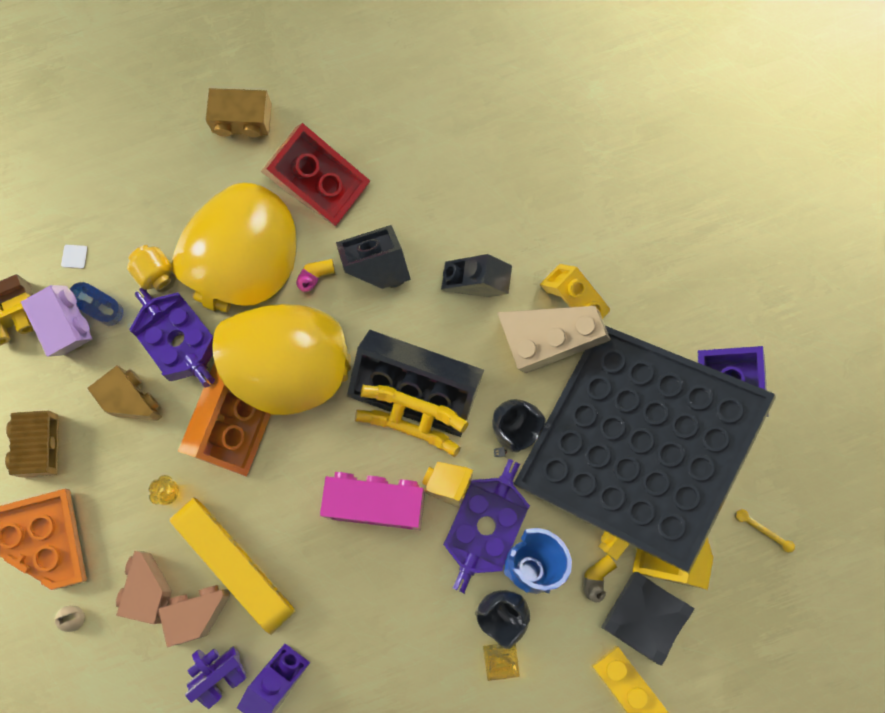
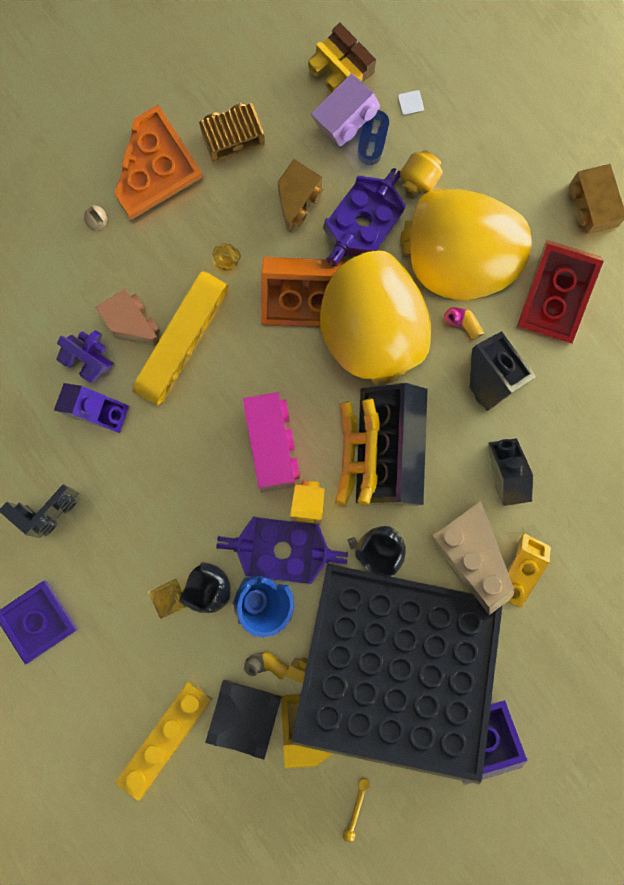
camera: 65 degrees right, 5 degrees up
(143, 590) = (137, 270): nougat slope -> none

